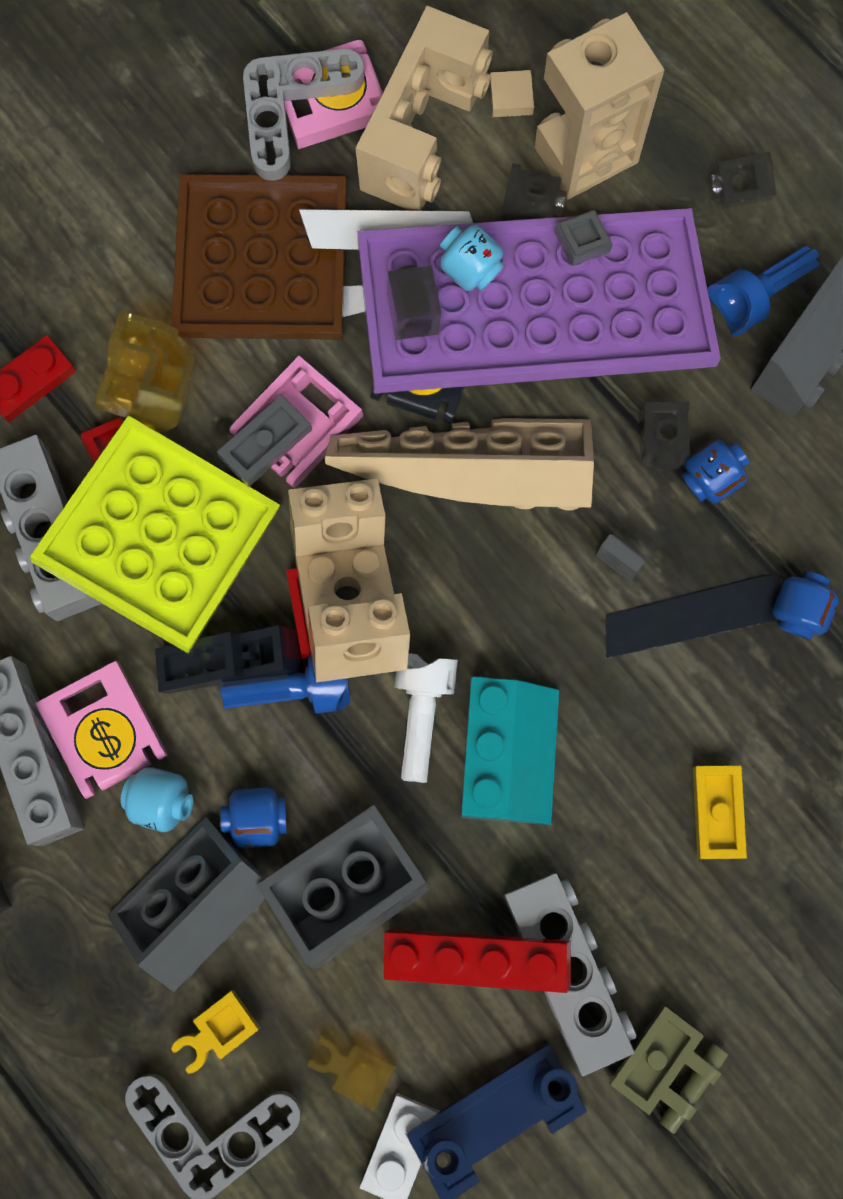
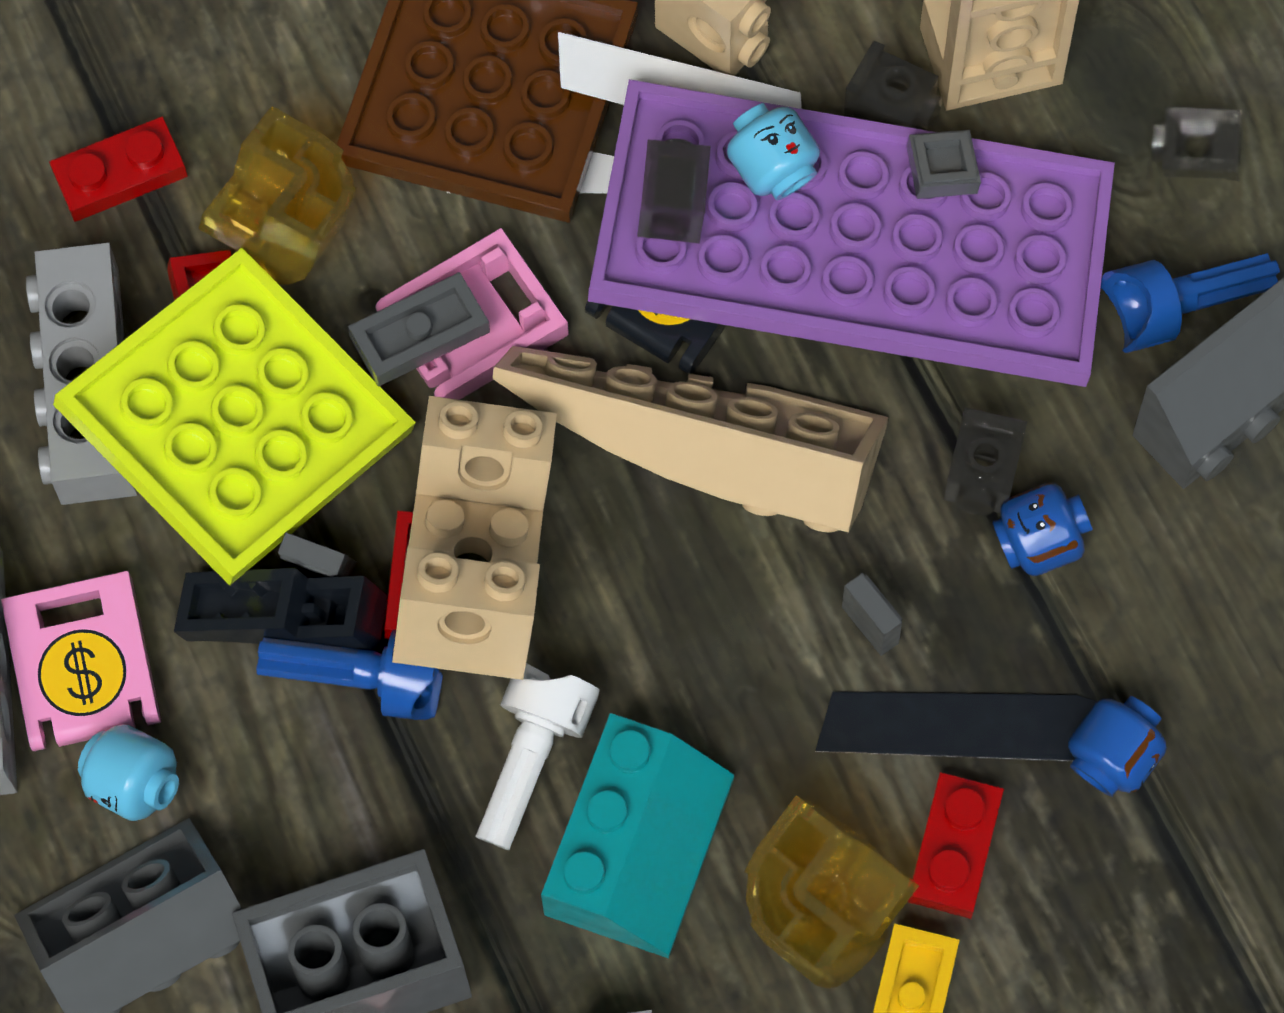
camera: 15 degrees right, 10 degrees down
(240, 617) = (315, 557): none -> dark grey tile
(254, 817) = (255, 832): blue head -> none
(645, 761) = (822, 894): none -> clear yellow brick
(716, 699) = (955, 845): none -> red plate

